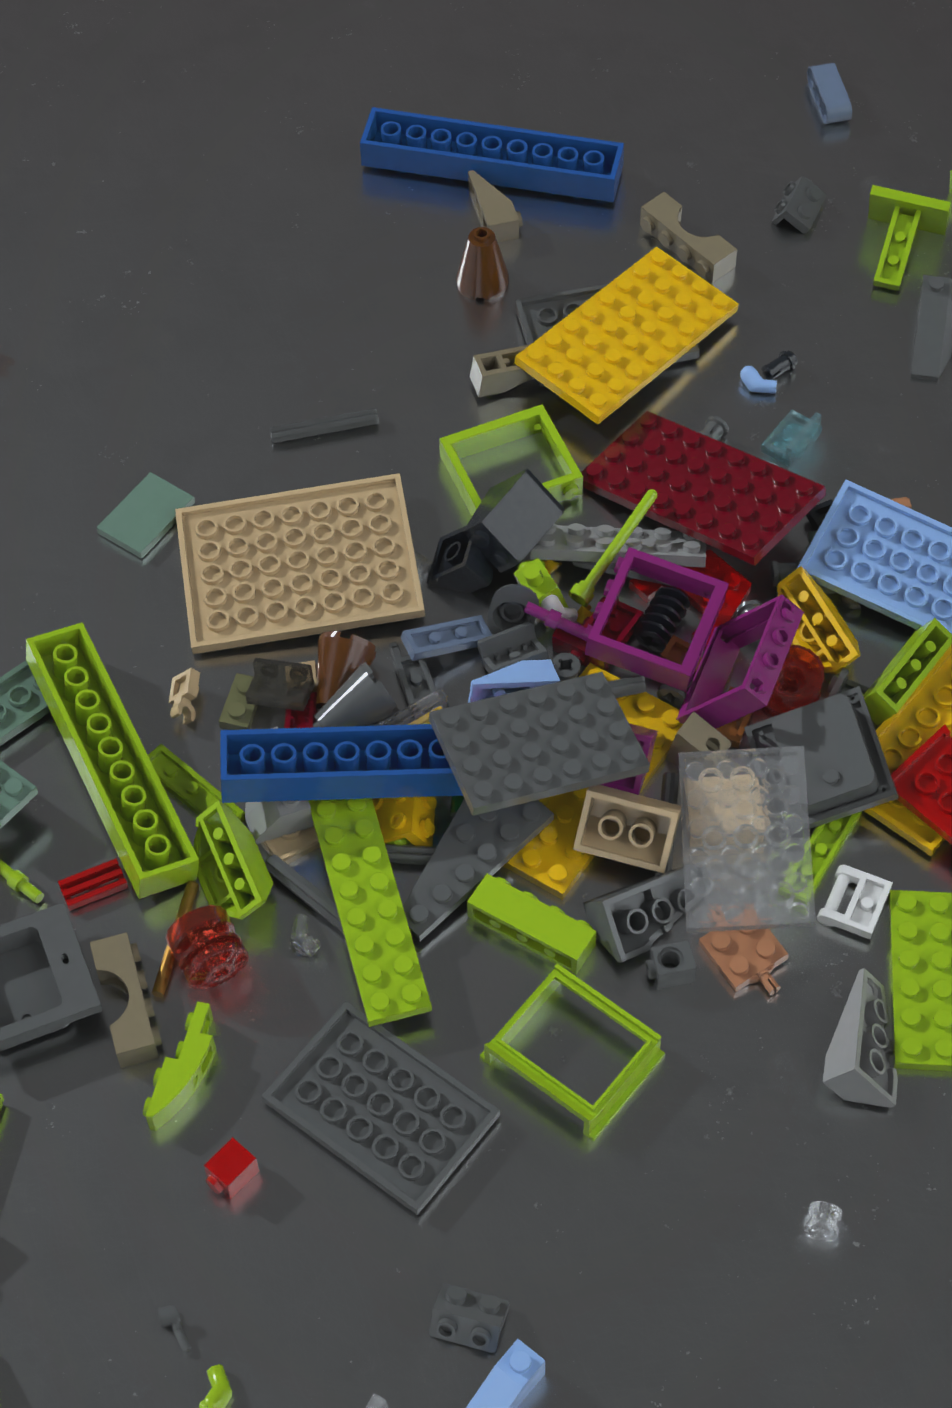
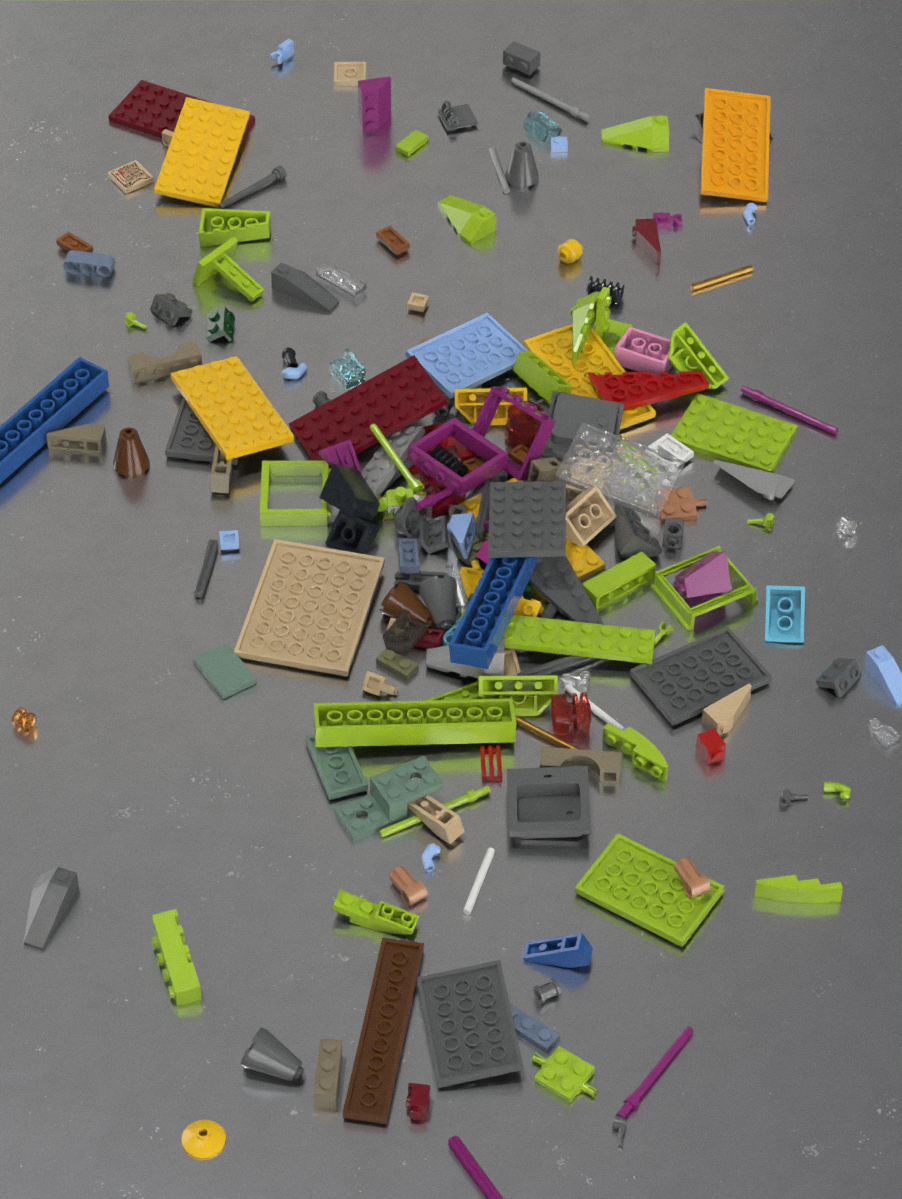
camera: 70 degrees left, 10 degrees down
(254, 983) = (595, 709): none -> white bar
(315, 1169) = (726, 711): none -> tan slope
(386, 429) = (229, 540): none -> light blue plate
(457, 1020) = (668, 631): none -> lime hand
(567, 1187) = (784, 614): none -> medium azure slope
(572, 1037) = (705, 576): none -> magenta slope
(593, 490) = (341, 454): none -> magenta wing
(753, 174) = (130, 320): none -> lime hand
(778, 1095) = (767, 521): none -> lime hand
(799, 268) = (219, 324): none -> dark green bracket
(857, 66) = (71, 242): none -> dark orange plate

